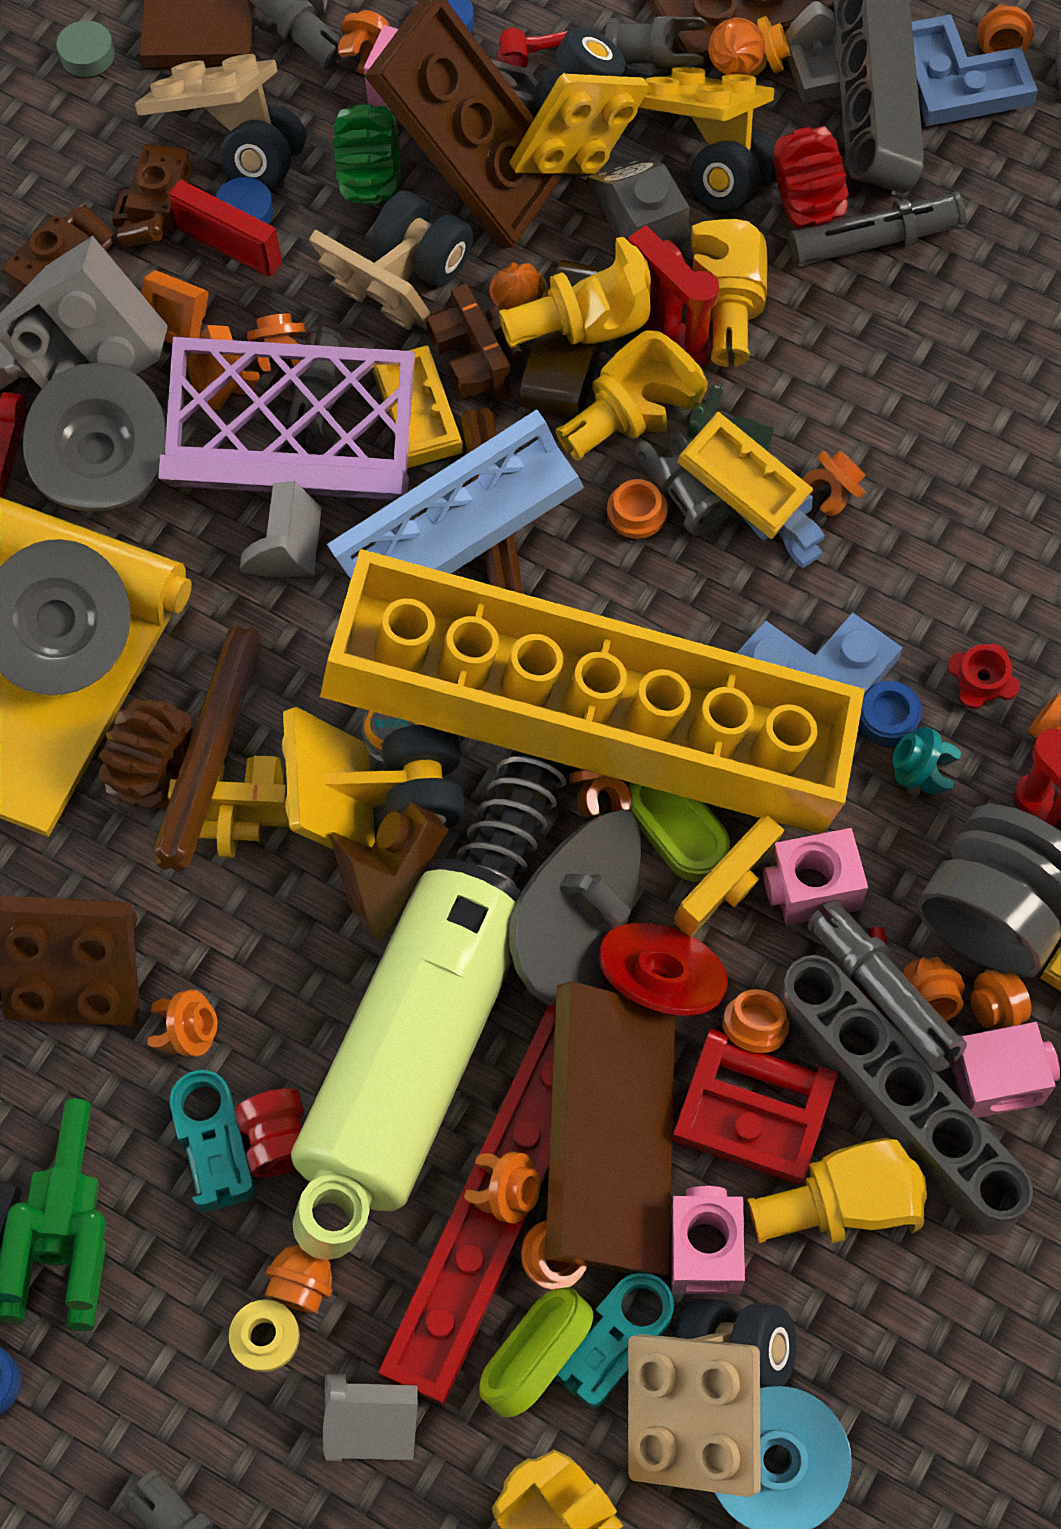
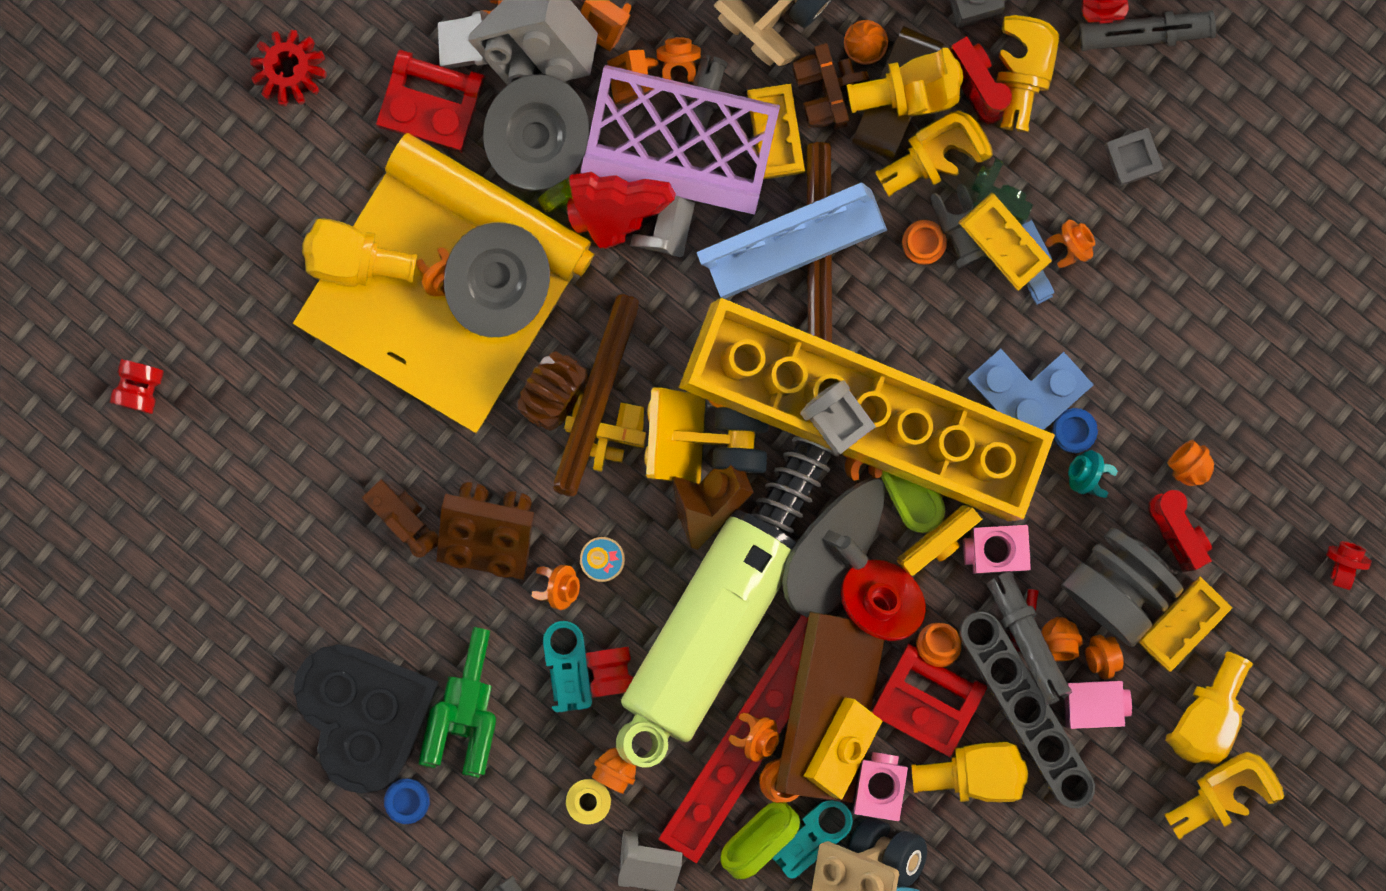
camera: 10 degrees right, 20 degrees up
(136, 516) = (555, 197): none -> clear neon green tile
(208, 507) = (614, 207): none -> red rock
(247, 980) = (602, 559): none -> tile
(550, 680) = (838, 417): none -> light grey tile
(639, 1184) = (843, 748): none -> yellow plate
(893, 370) = (1133, 157): none -> flat silver plate
(988, 659) = (1155, 404): red plate -> none

